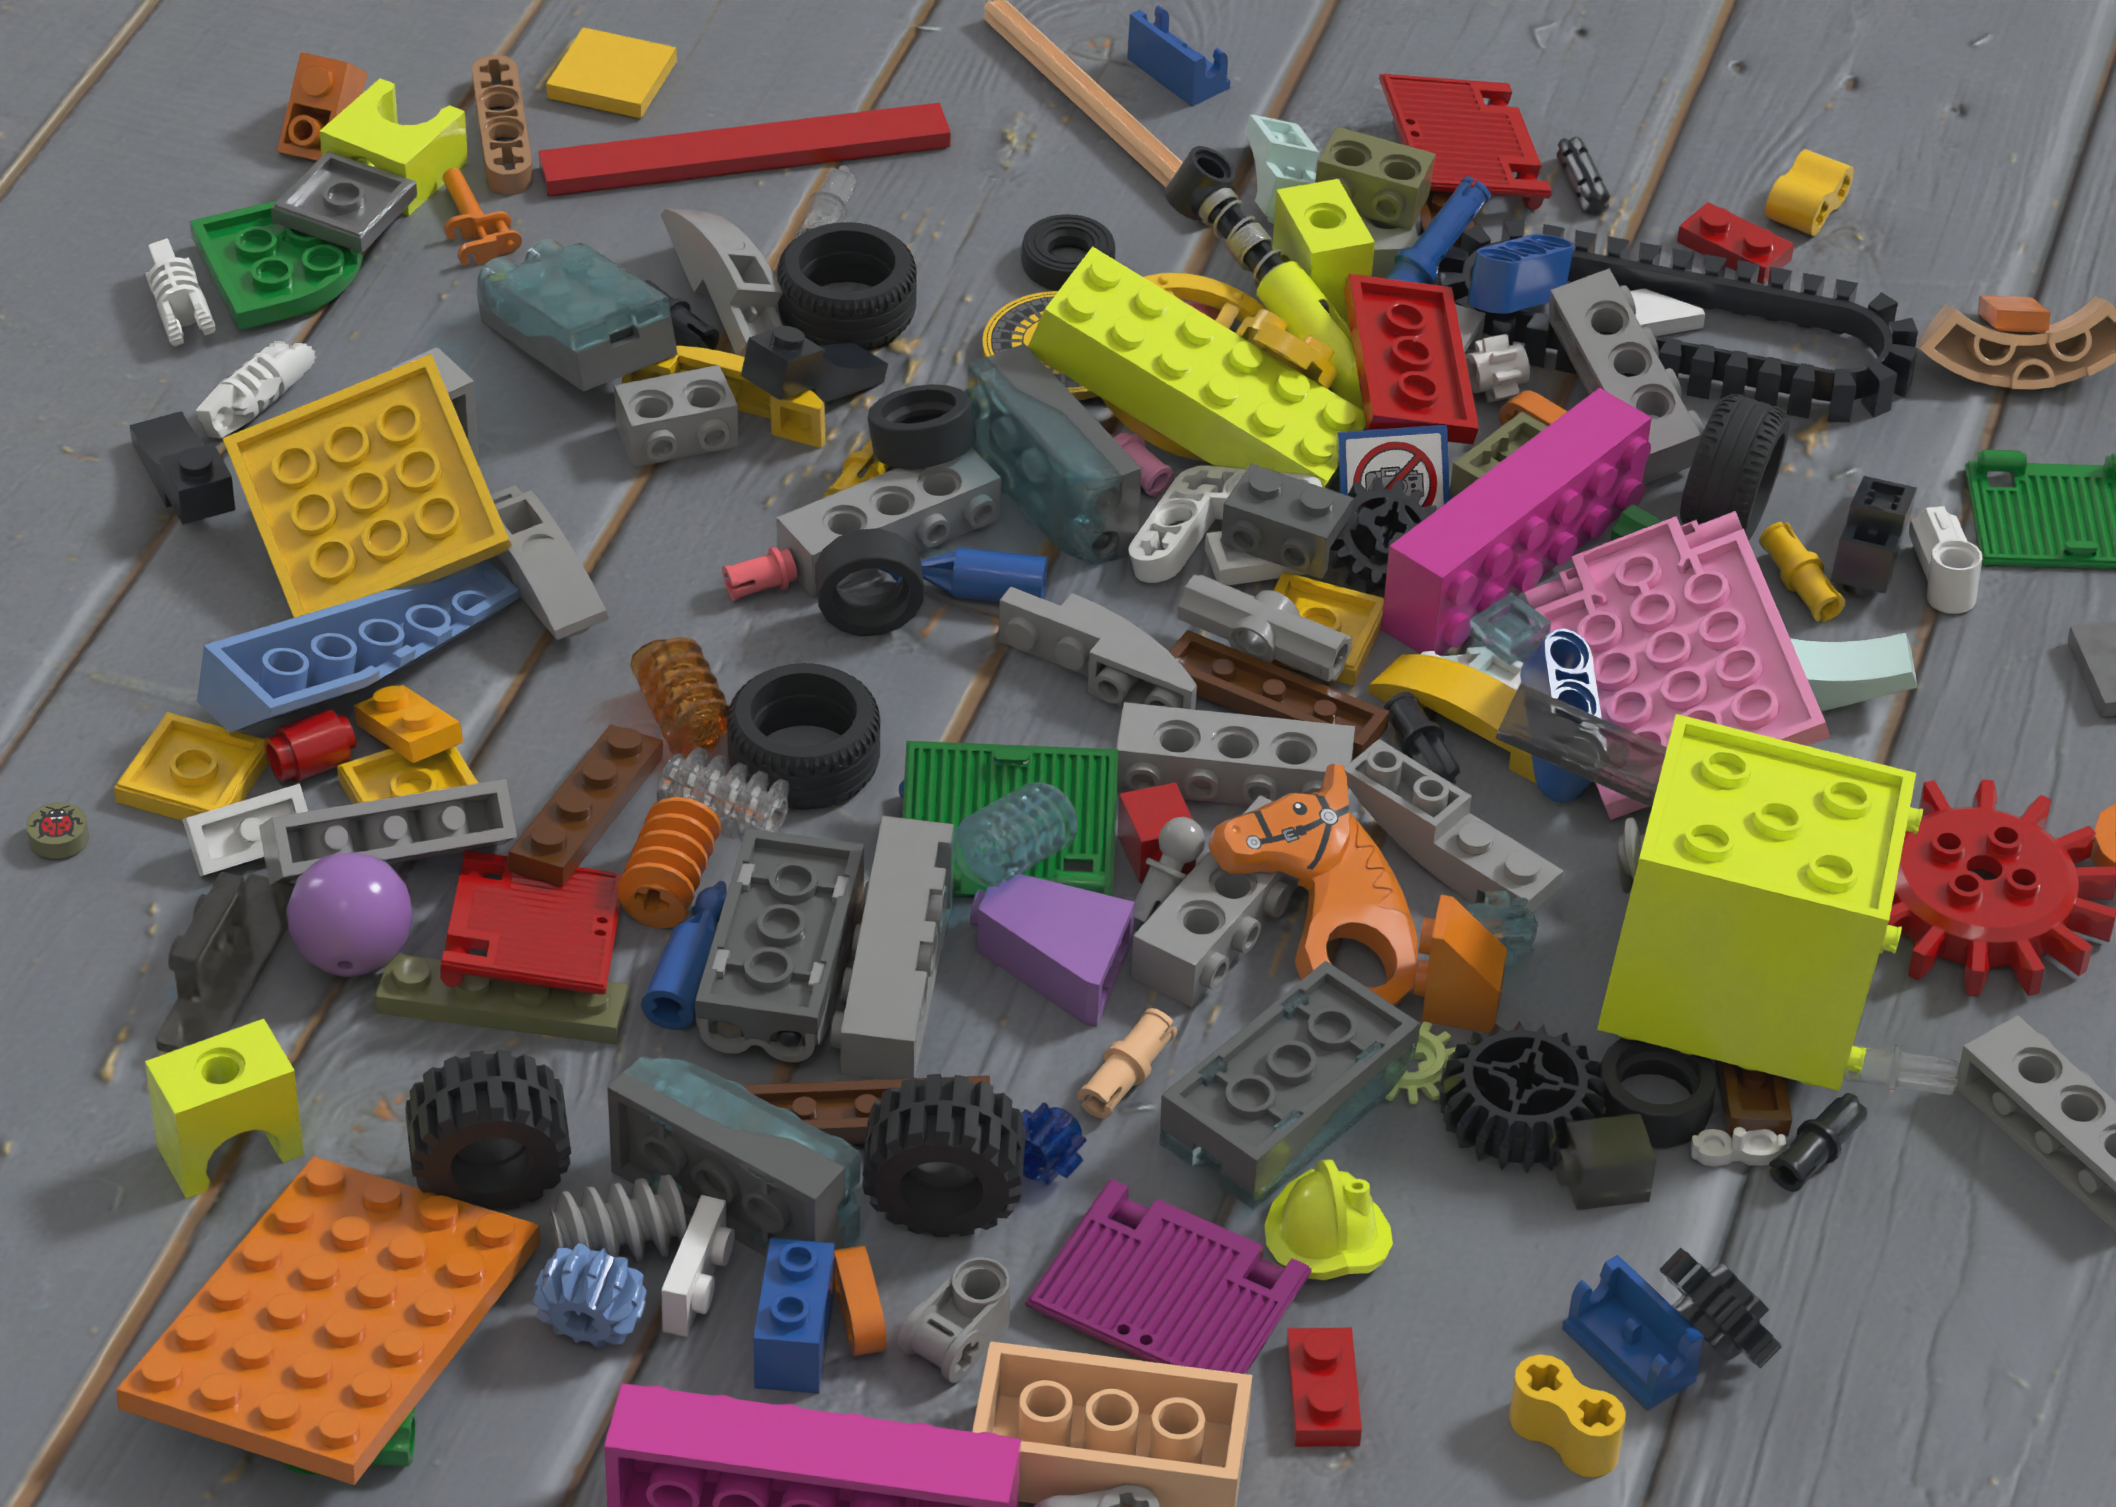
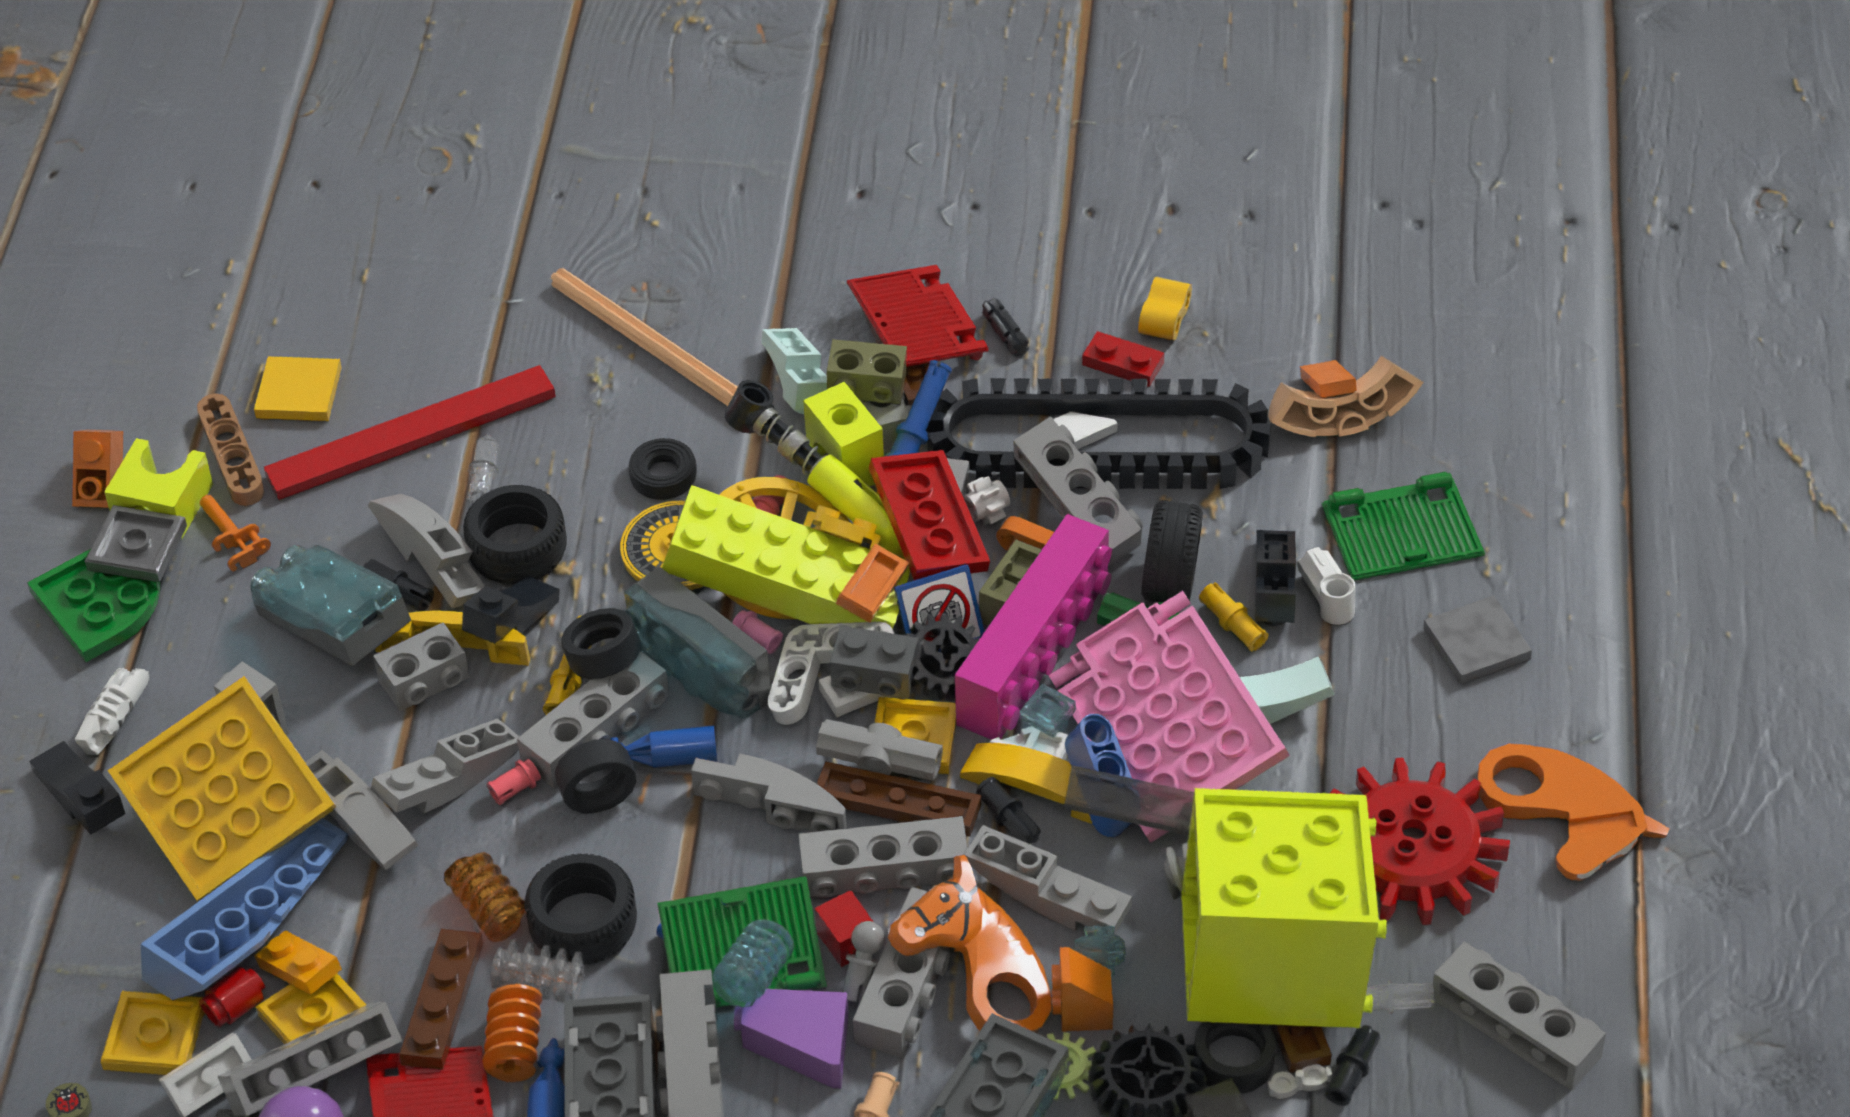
camera: 10 degrees left, 5 degrees up
(177, 293) = (33, 643): white hinge -> none
(683, 543) = (455, 768): none -> light grey slope
(1173, 61) = (697, 294): blue hinge -> none
(1308, 420) = (872, 583): none -> orange tile
(1519, 273) = (986, 425): blue beam -> none

